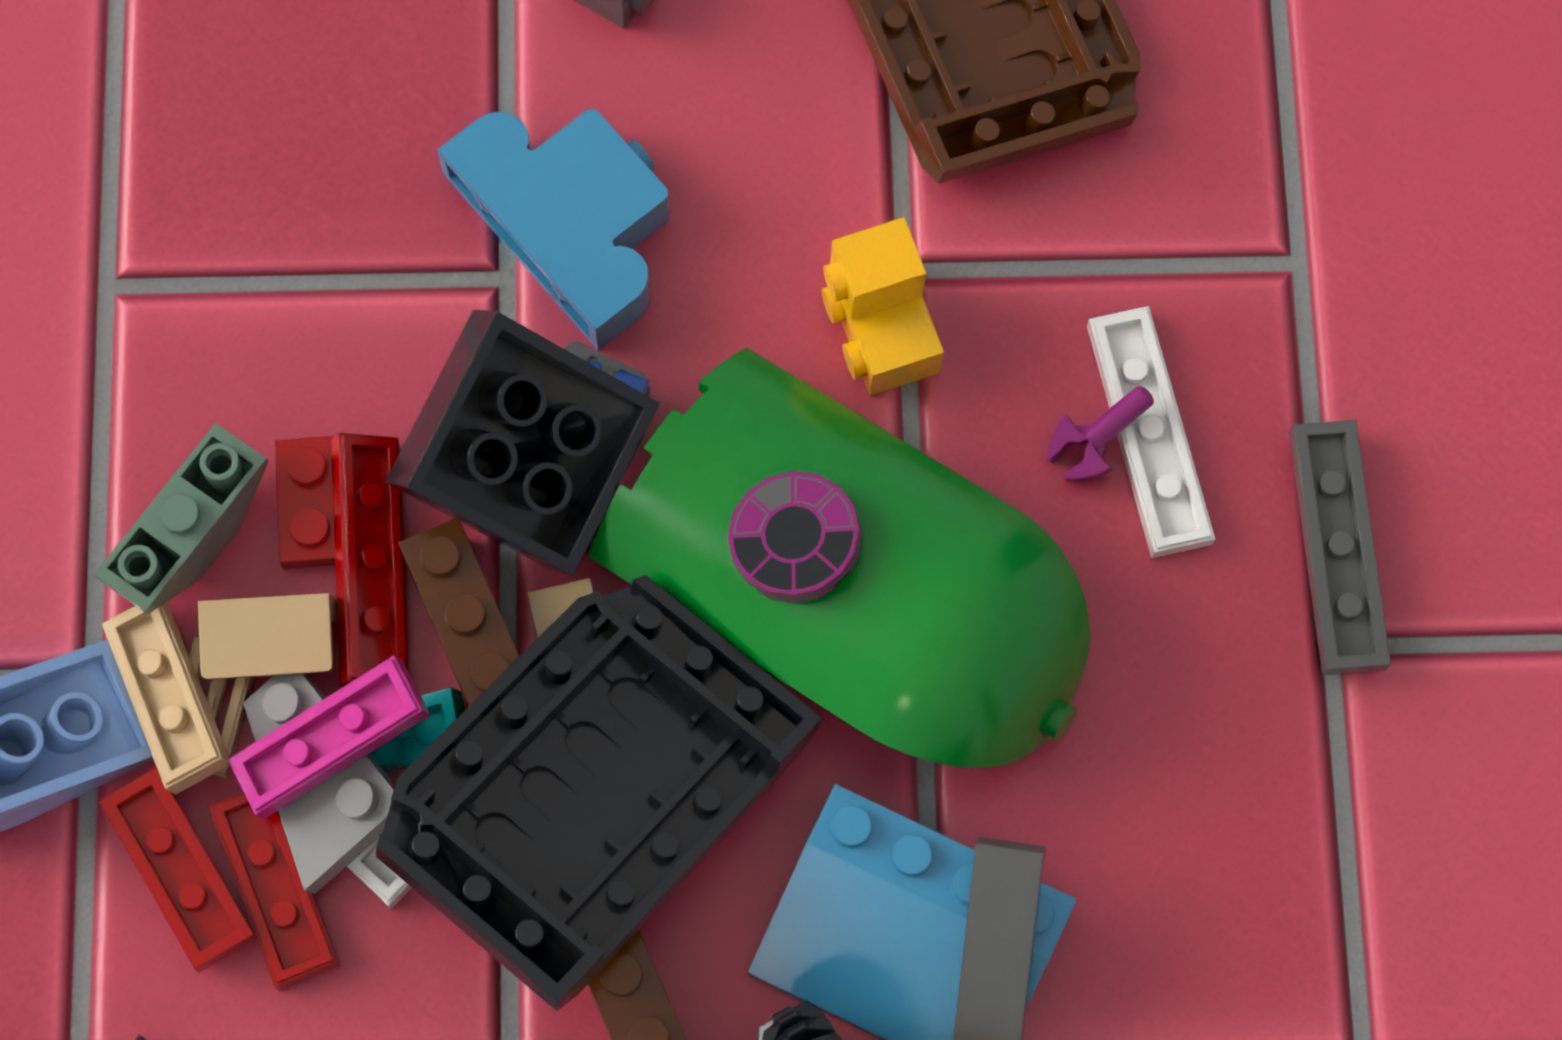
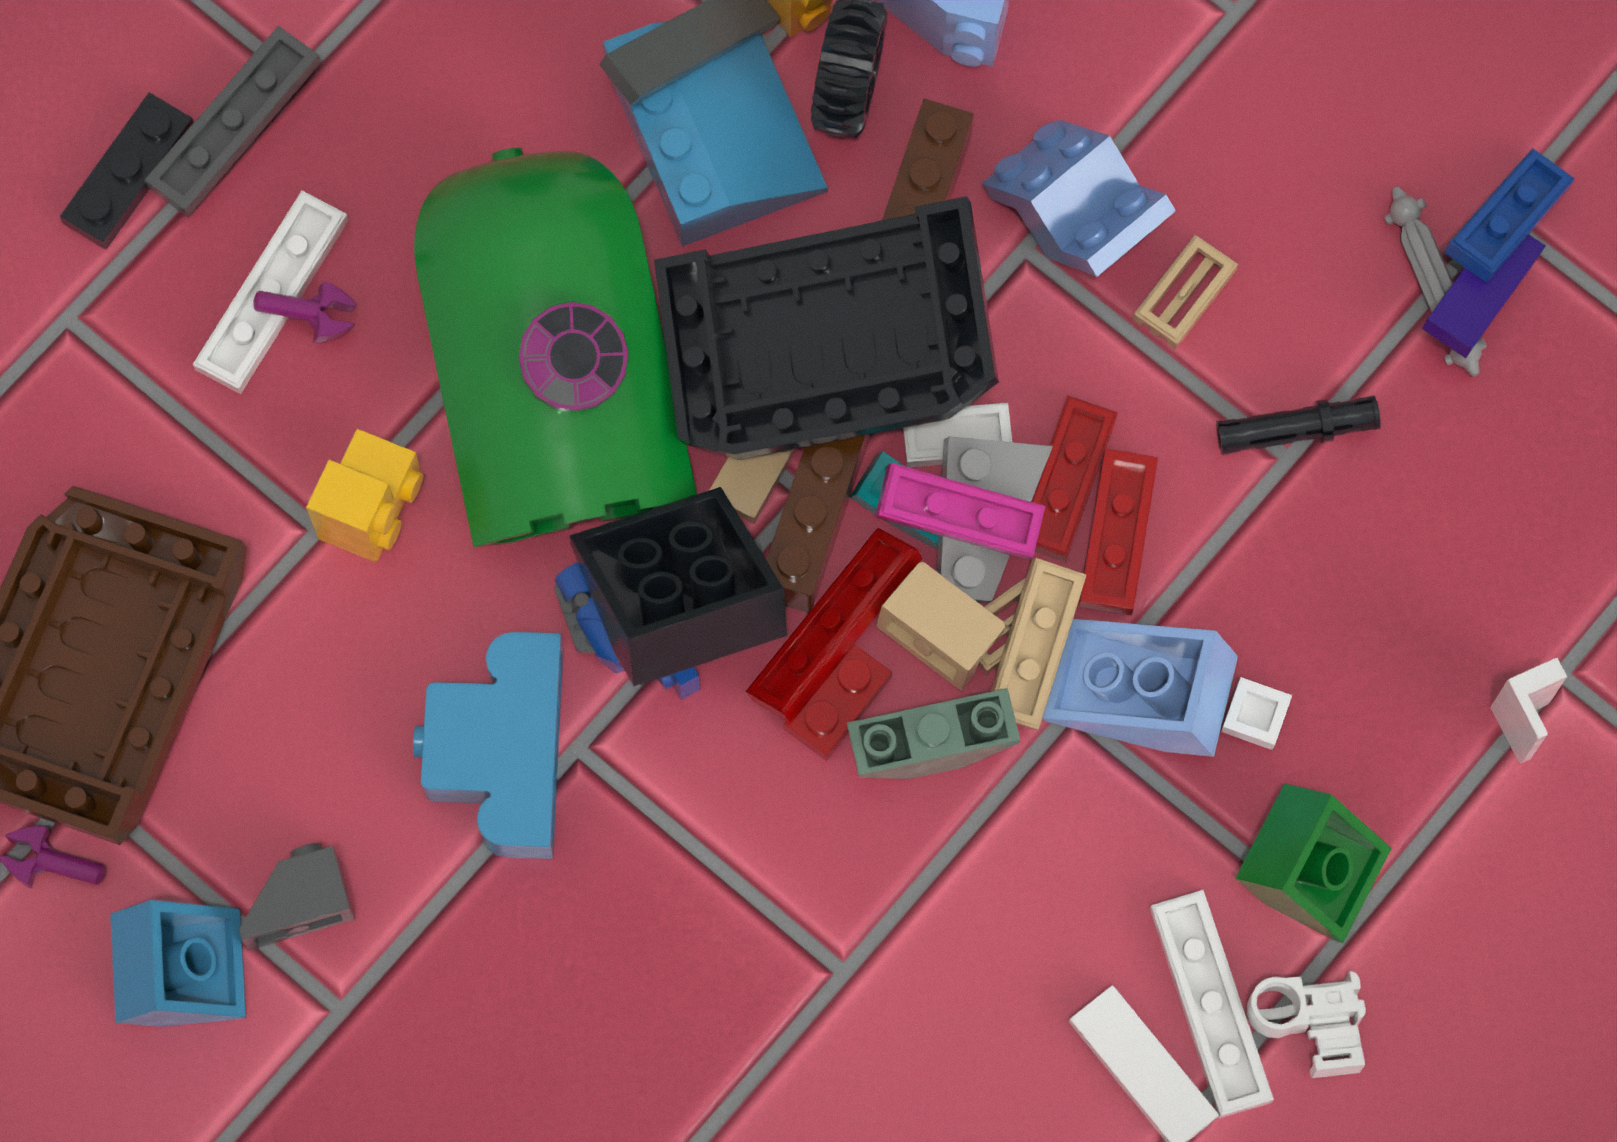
camera: 135 degrees left, 0 degrees up
(1389, 436) = (119, 177): none -> black plate

